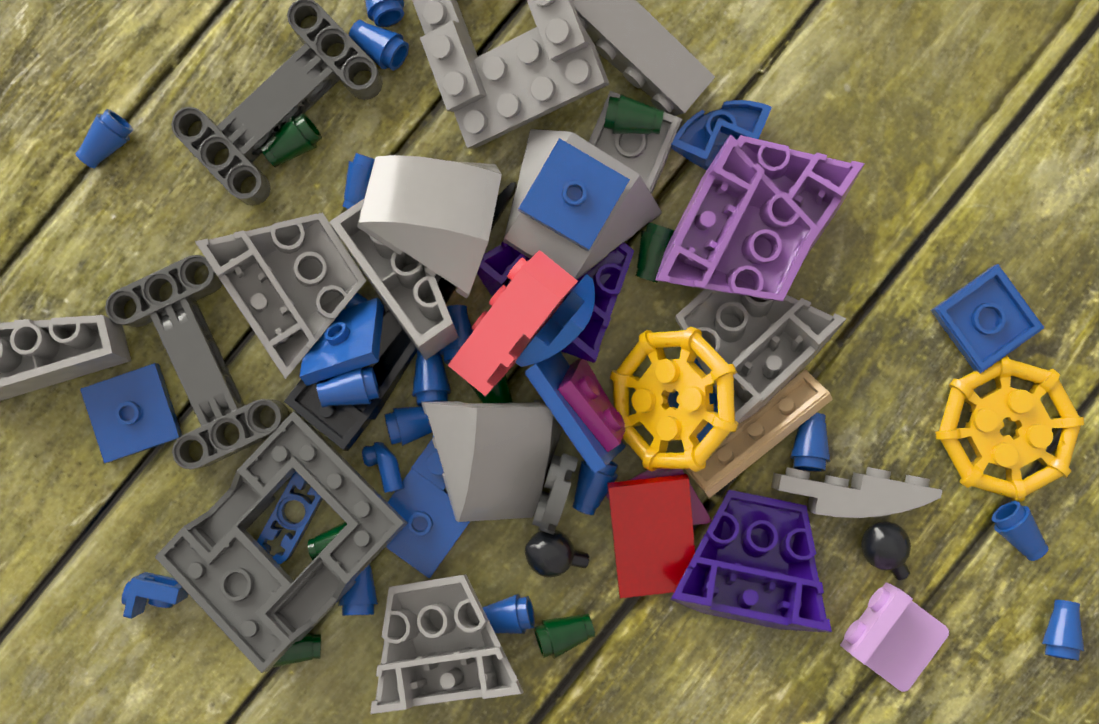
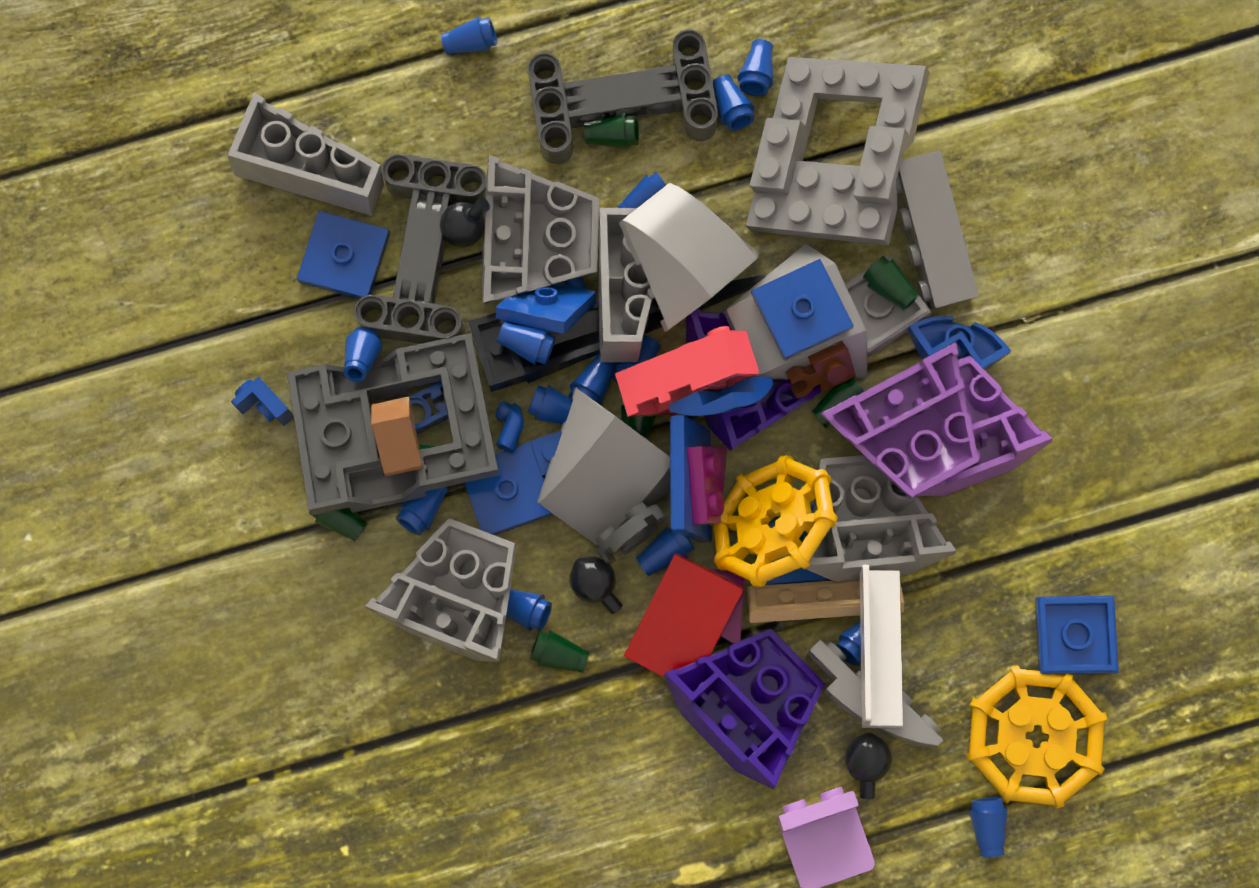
camera: 40 degrees right, 10 degrees down
(208, 493) = (361, 352): none -> blue cone
(216, 315) = (464, 222): none -> black piece
(291, 554) = (396, 436): none -> medium nougat slope
(627, 234) = (826, 369): none -> reddish brown plate
(840, 449) = (880, 649): none -> white panel

